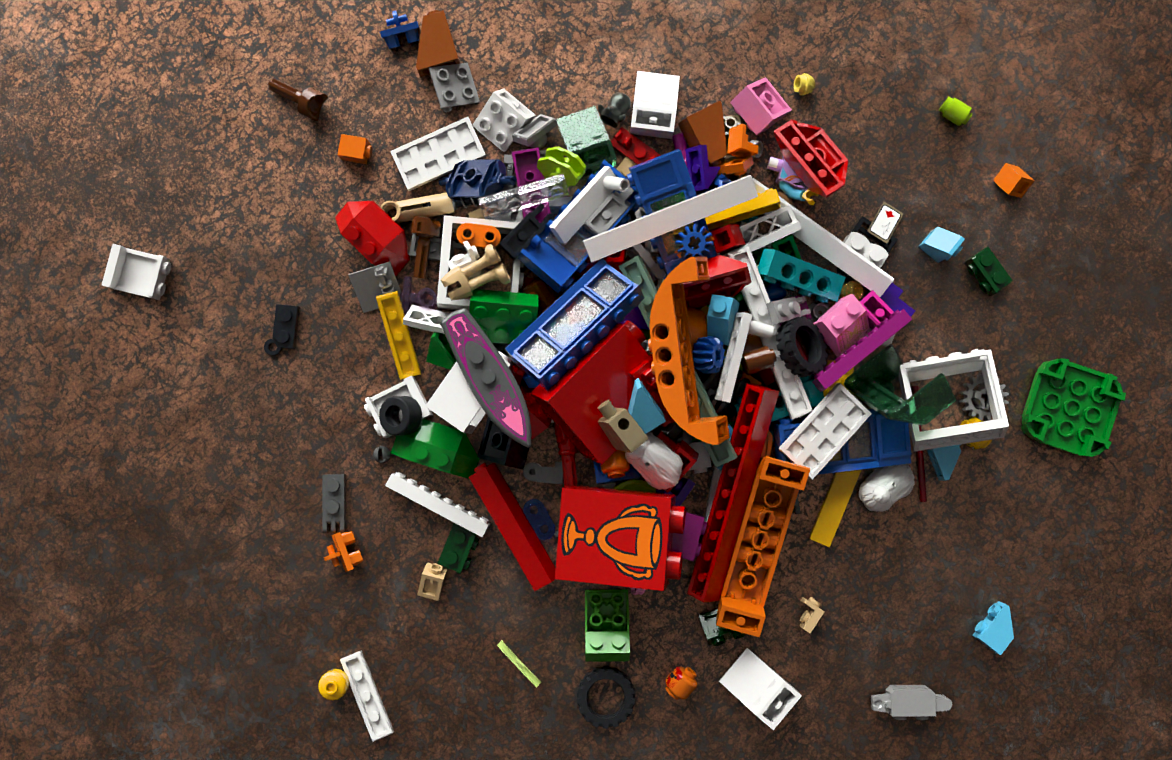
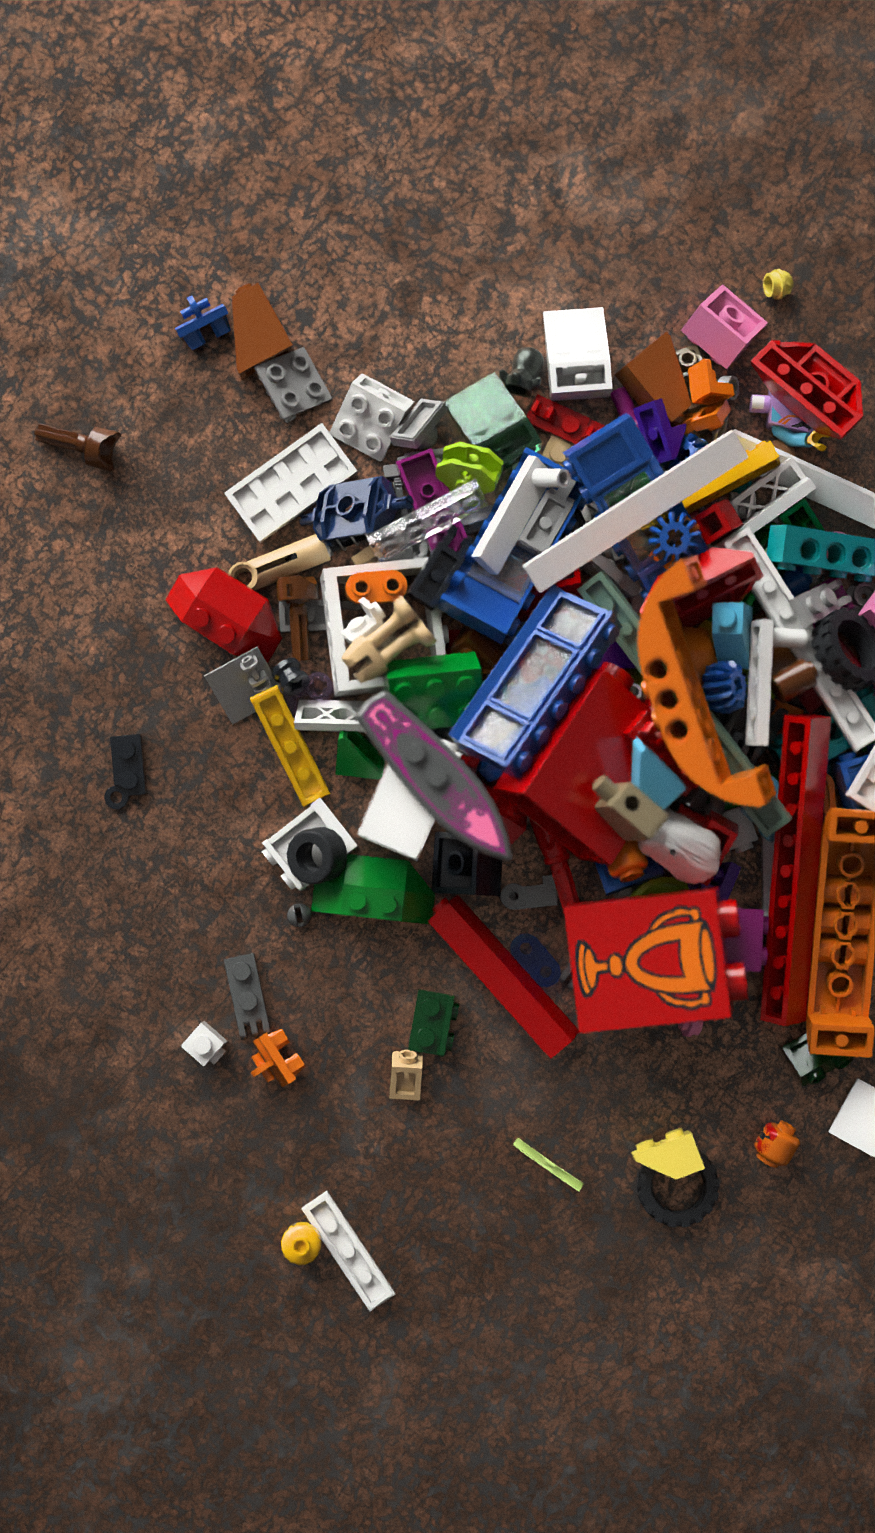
camera: 10 degrees left, 0 degrees up
(296, 531) = (205, 1044): none -> white brick
(354, 149) = (174, 500): orange brick -> none
(407, 287) = (290, 676): none -> black wheel
(439, 505) = (394, 968): white piece -> none
(604, 677) = (673, 1156): none -> light yellow slope
(607, 625) = (659, 1086): bright green slope -> none

